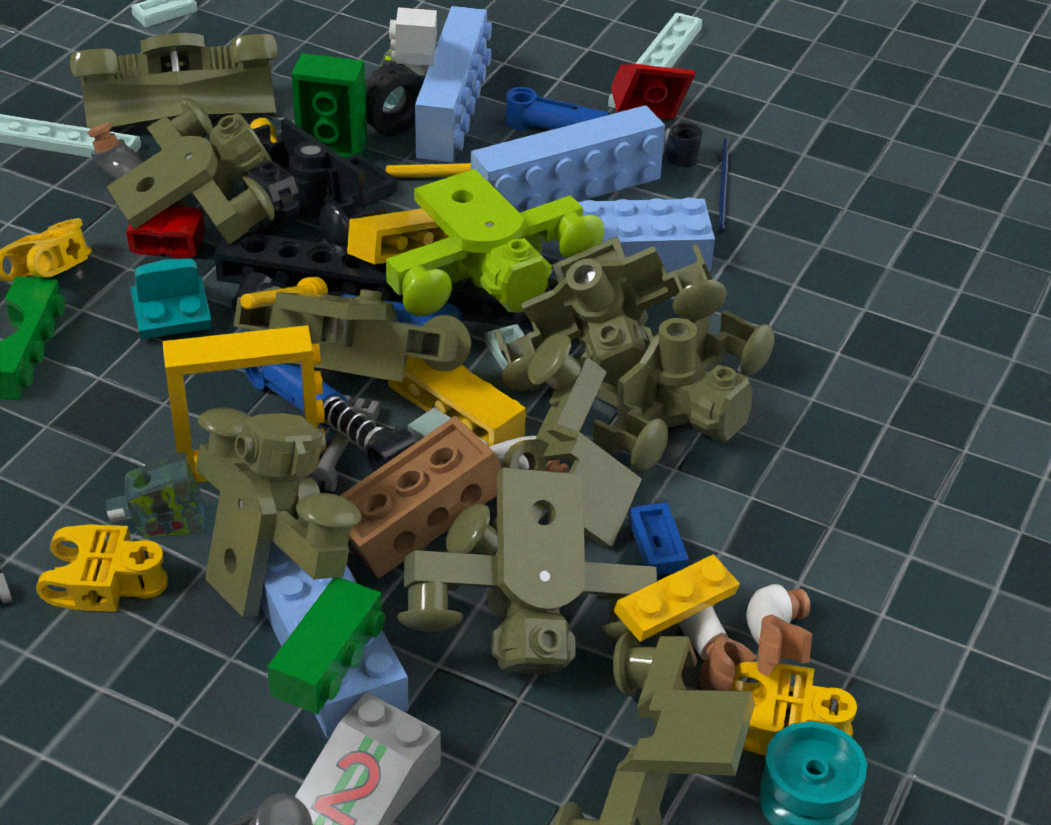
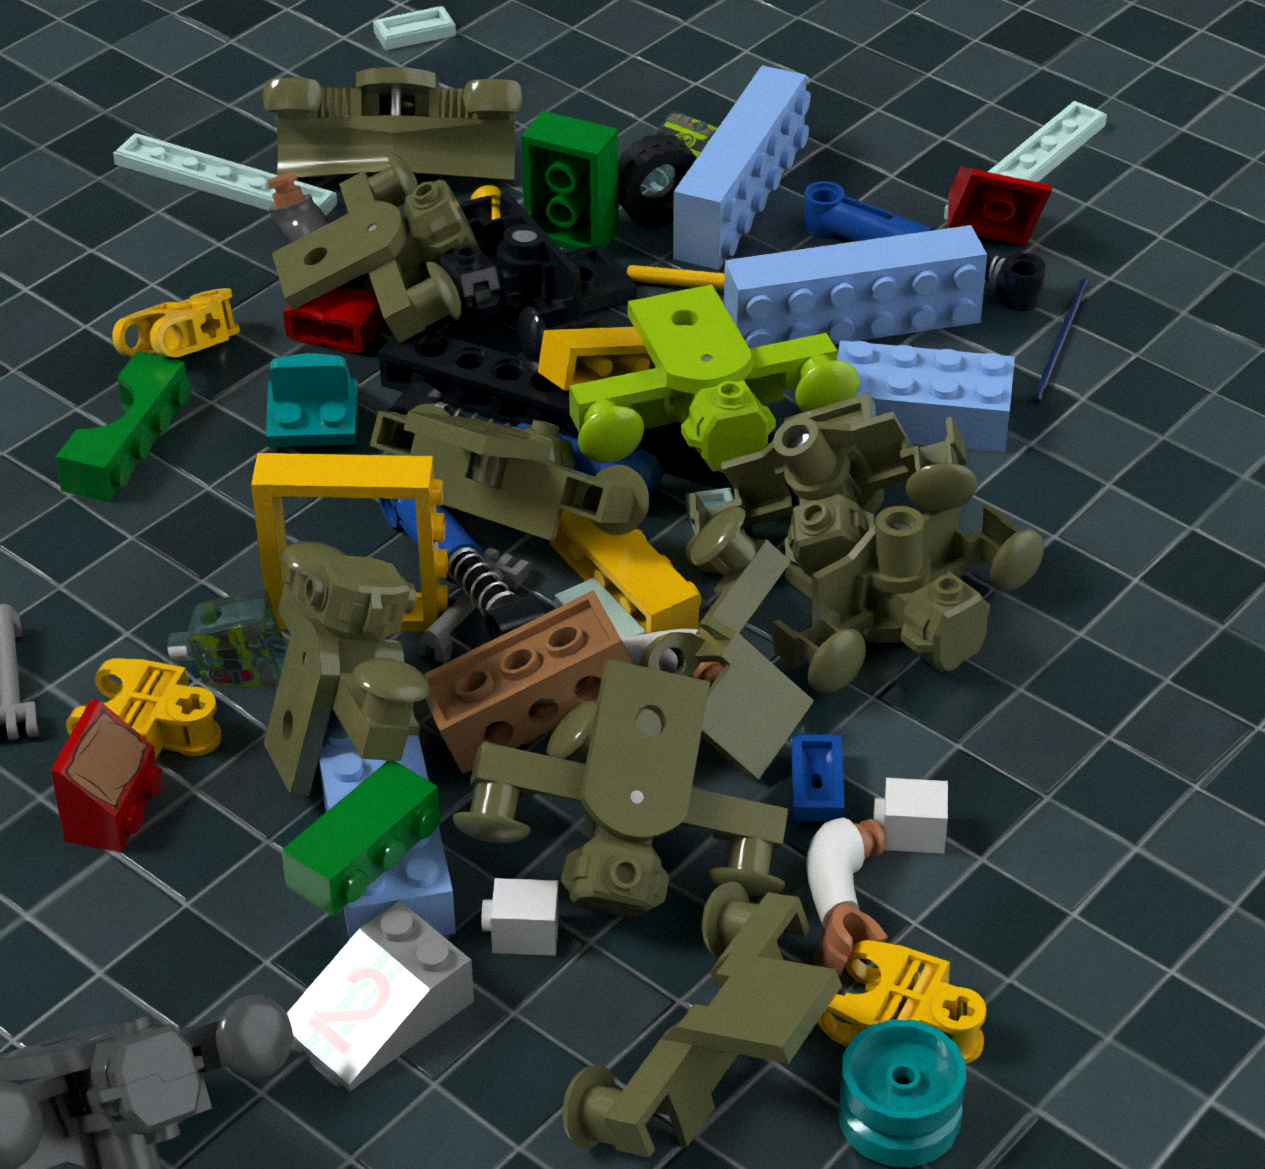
camera: 15 degrees right, 0 degrees up
(85, 630) = (104, 780): none -> red slope
(267, 298) = (479, 408): yellow piece -> none
(414, 38) = (691, 105): white brick -> none
(464, 688) = (522, 916): none -> white brick
(676, 597) = (803, 849): yellow plate -> none
(745, 554) = (913, 815): none -> white brick
(769, 623) = (916, 902): nougat piece -> none

